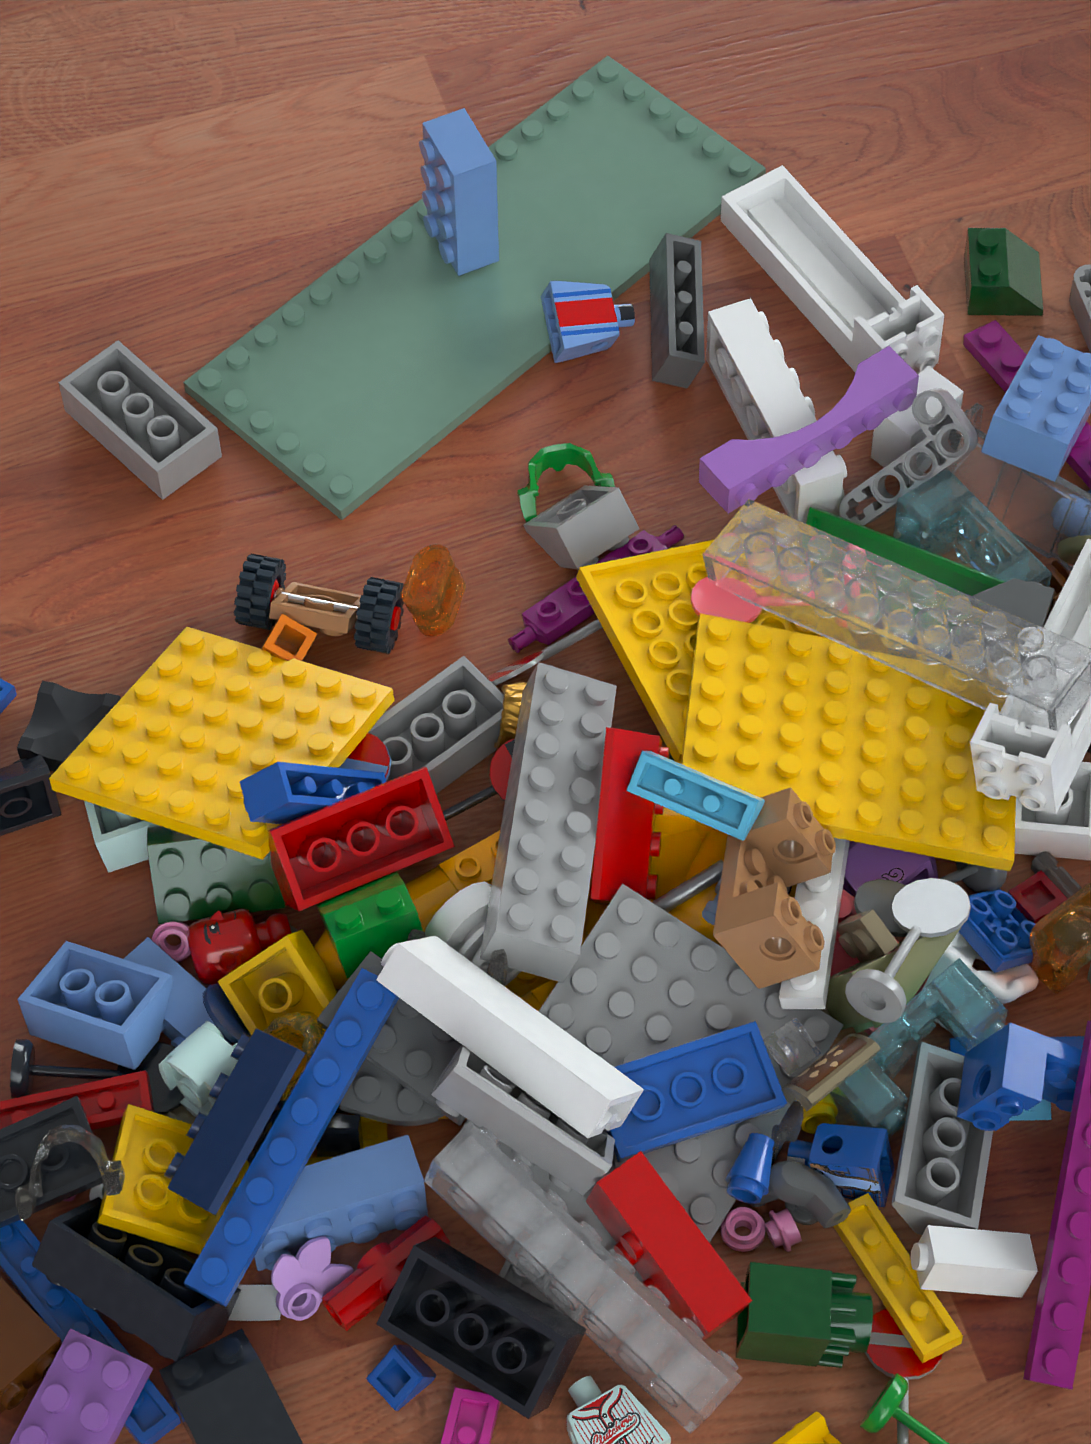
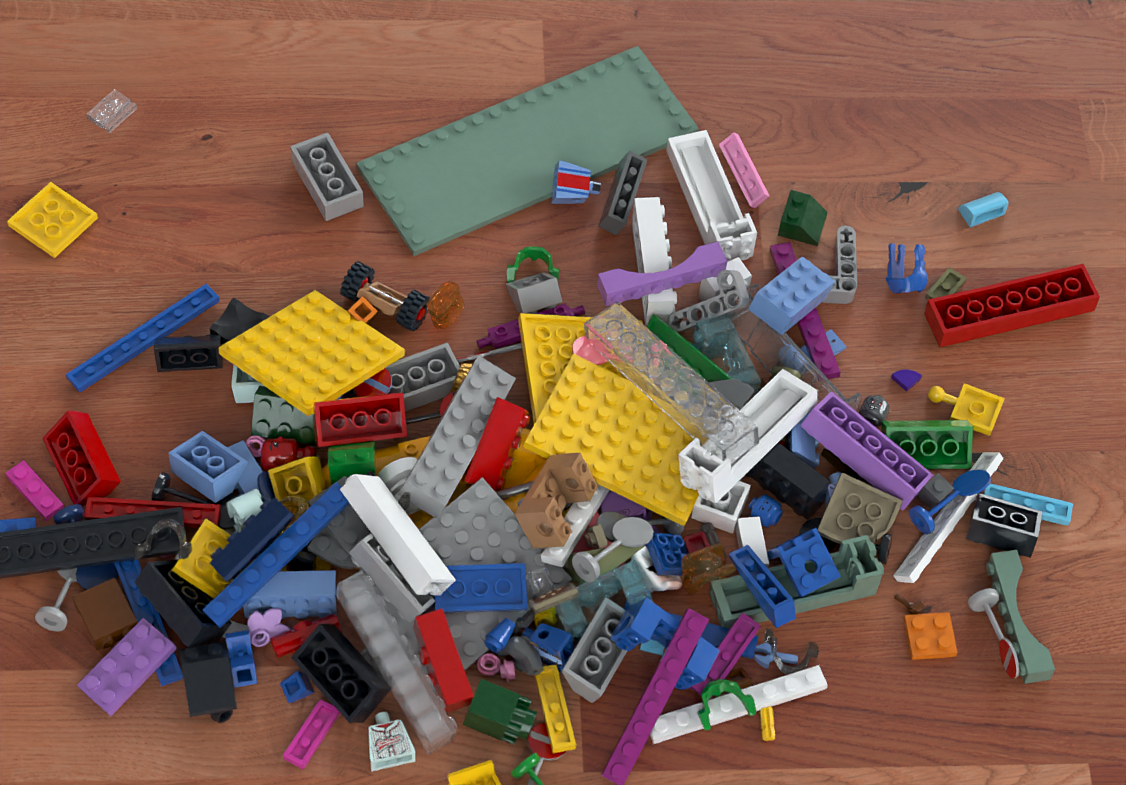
camera: 10 degrees right, 0 degrees up
(282, 1352) = (241, 658): none -> blue brick
(294, 790) = (329, 385): blue slope -> none
(460, 192) = (526, 101): medium blue brick -> none
(695, 794) = (531, 442): medium azure slope -> none
(870, 218) = (744, 170): none -> bright pink plate
(974, 1261) = (594, 711): white brick -> none

